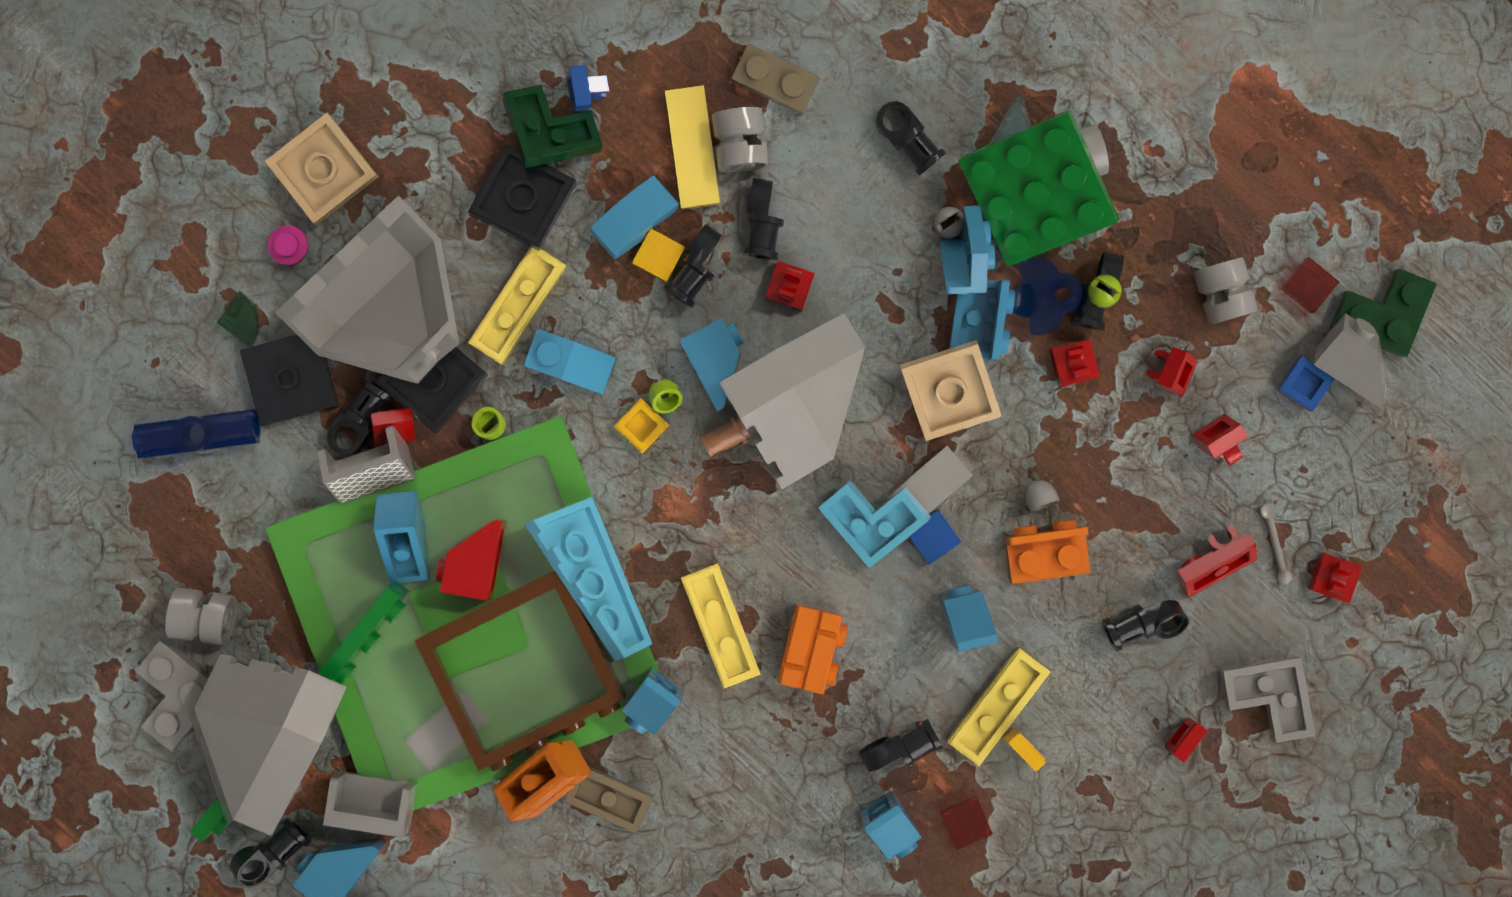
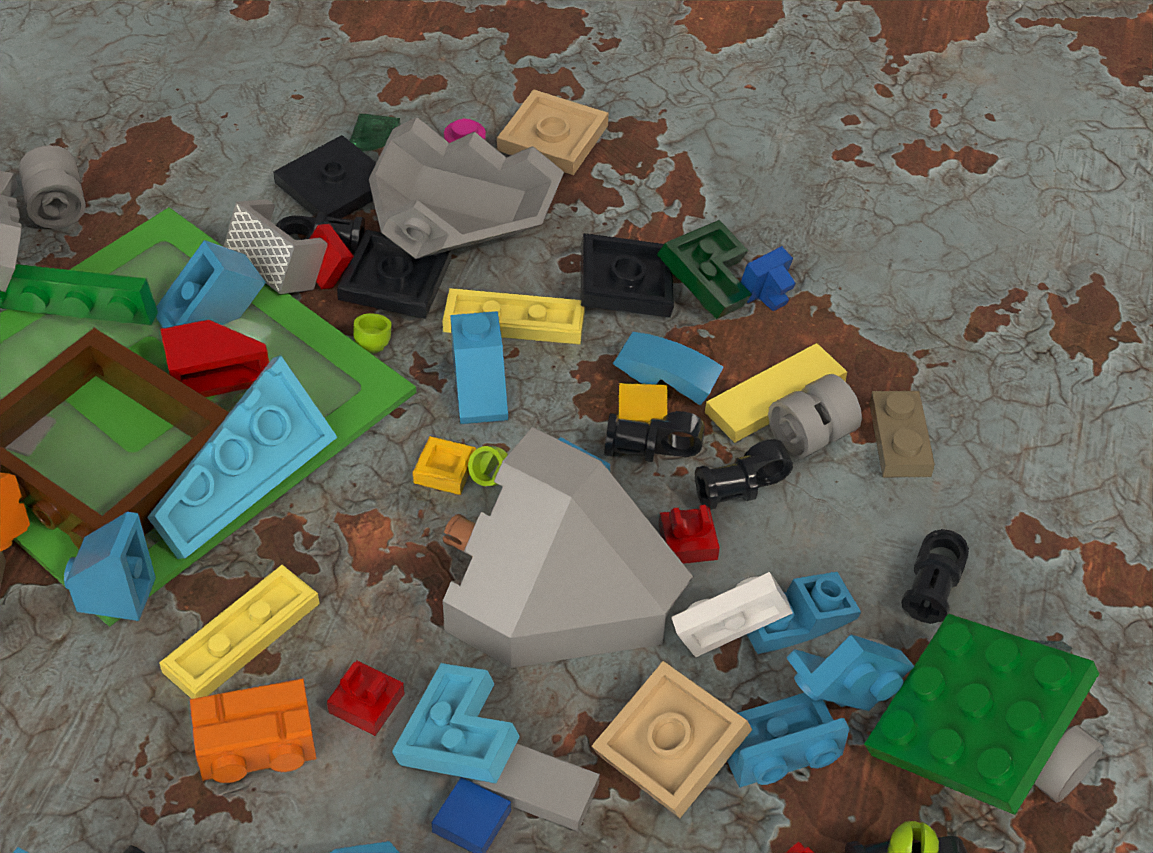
camera: 60 degrees right, 40 degrees down
(174, 437) = (241, 130): clear blue piece -> none
(813, 565) = (365, 697): none -> red tile
(885, 285) = (731, 614): none -> white plate
(889, 248) = (818, 607): none -> dark azure slope
(1038, 298) = (865, 802): clear blue plate -> none

